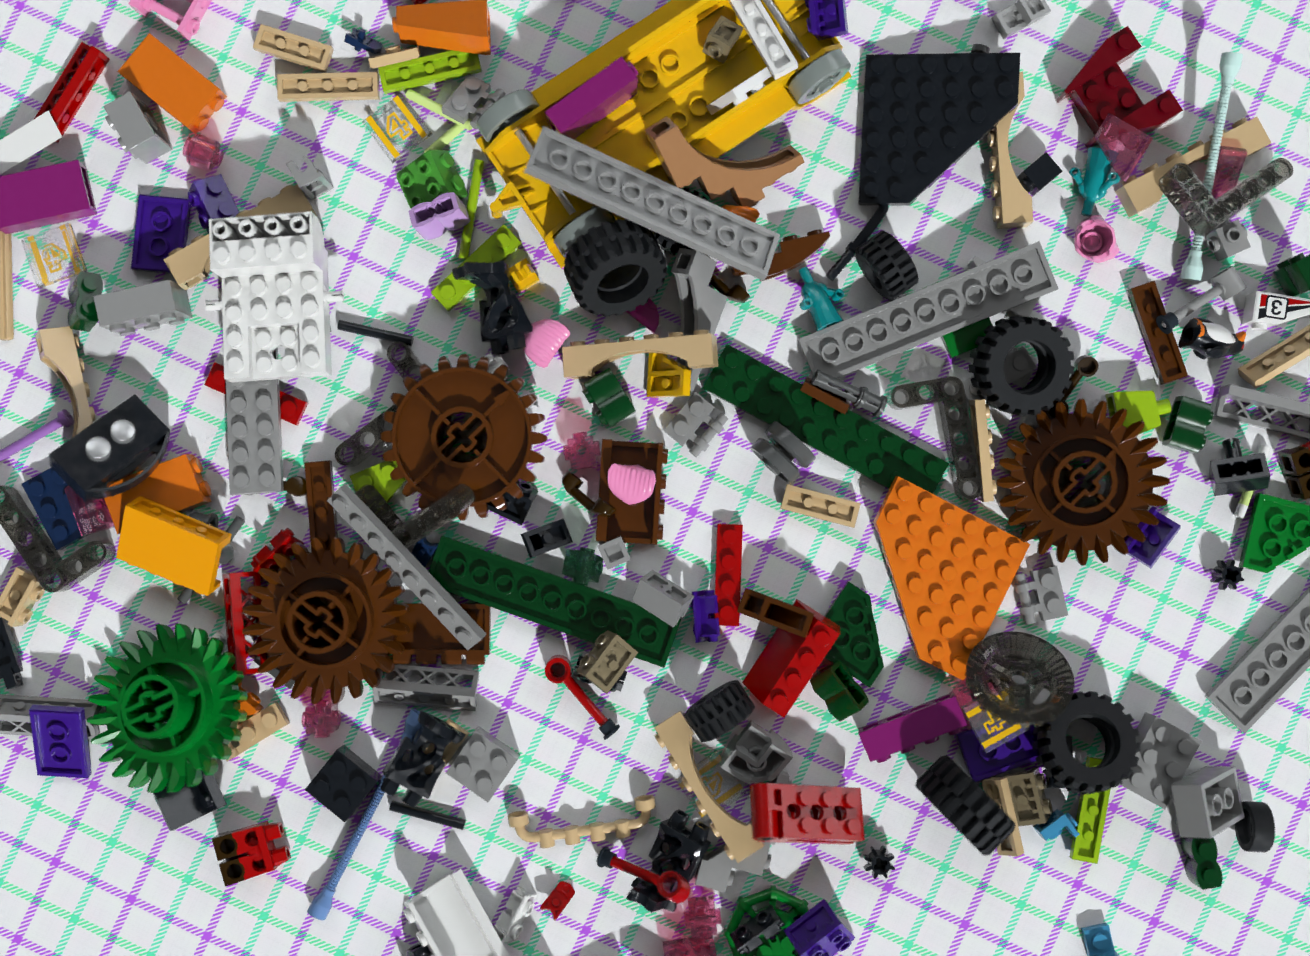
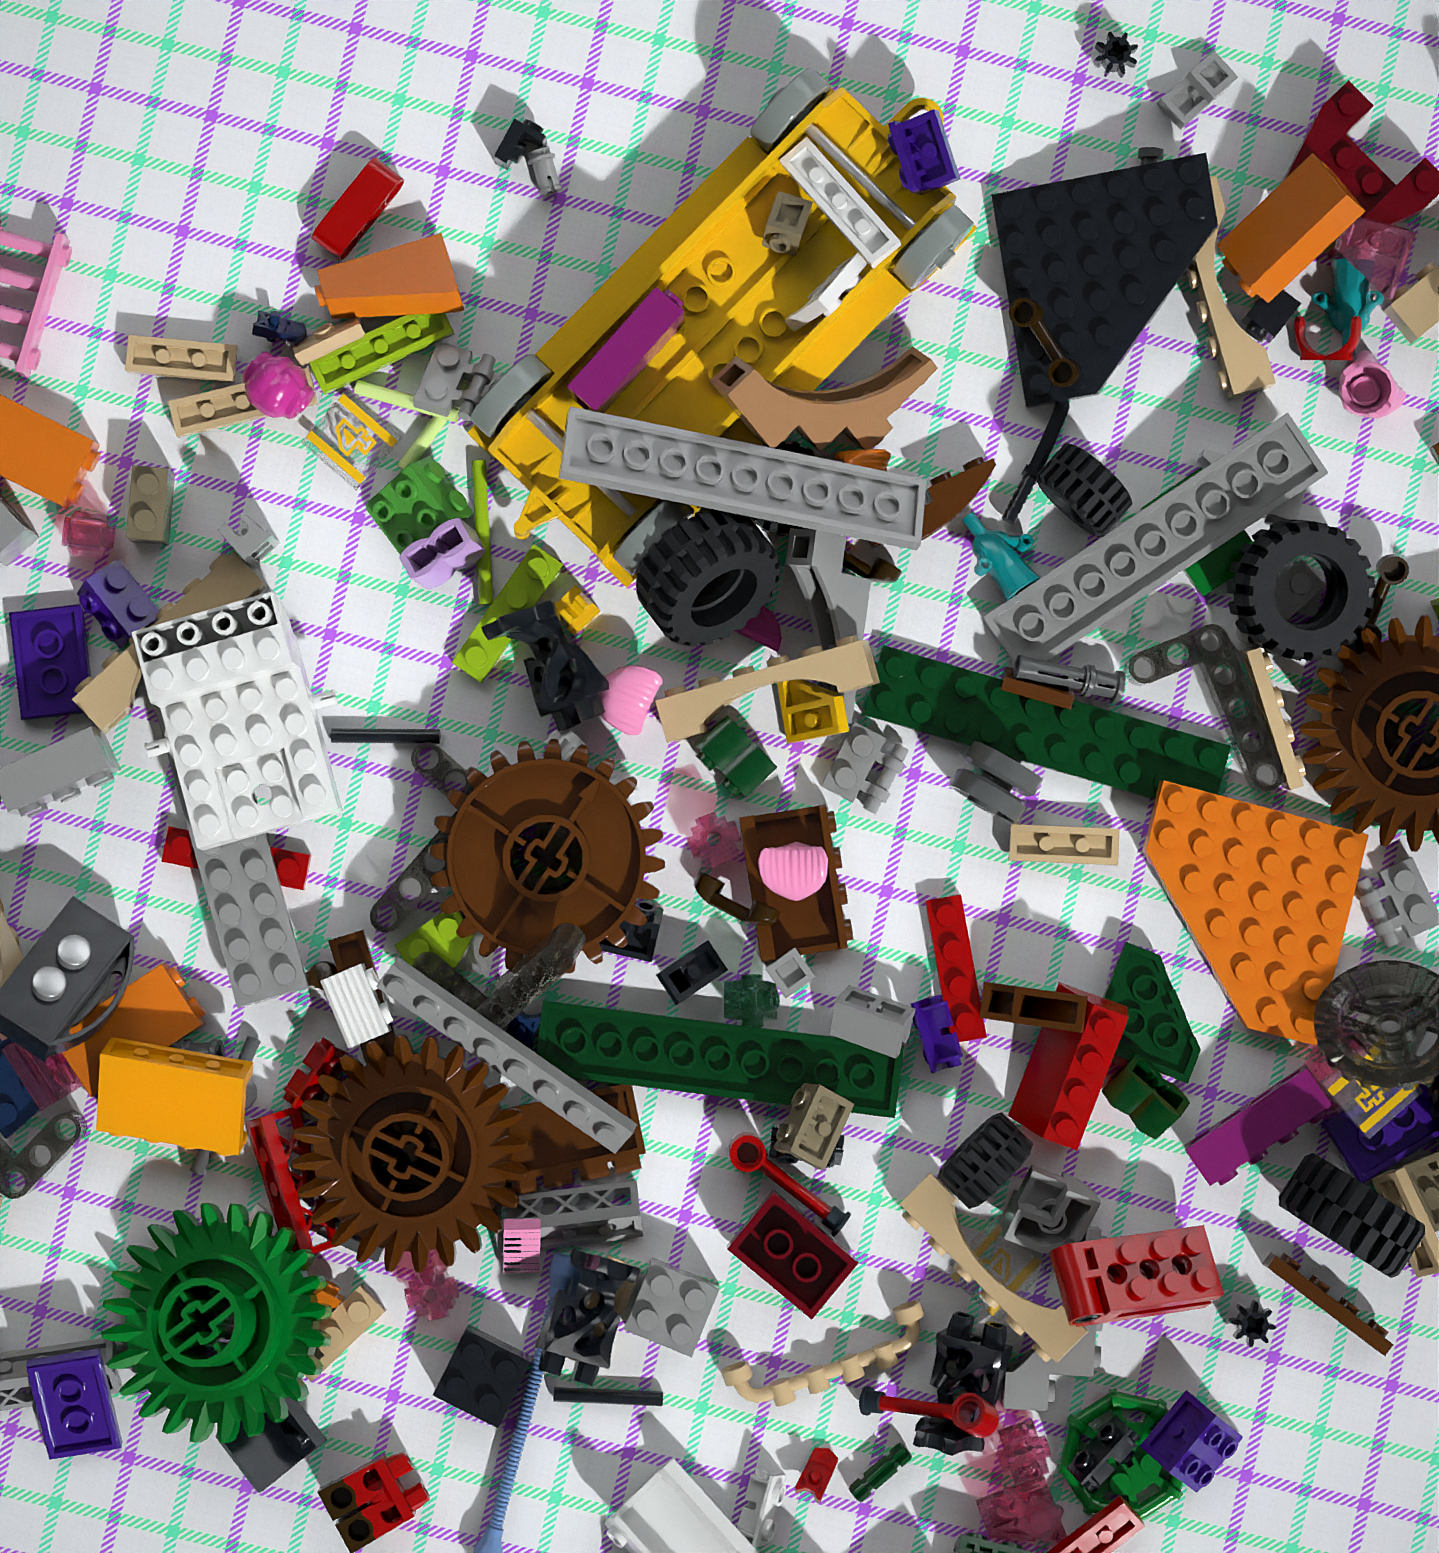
camera: 15 degrees left, 0 degrees up
(249, 141) = (150, 505): none -> dark tan brick
(312, 510) = (357, 1005): none -> white brick
(351, 77) = (277, 386): none -> dark pink hair
(389, 699) = (521, 1245): none -> bright pink tile
(573, 746) = (792, 1254): none -> dark red brick
(601, 908) = (880, 1472): none -> dark green axle
(874, 138) = (1028, 313): none -> dark brown bar
(942, 866) = (1341, 1311): none -> reddish brown plate
(1067, 116) = (1289, 229): none -> orange brick
(1083, 212) = (1342, 354): none -> red cap

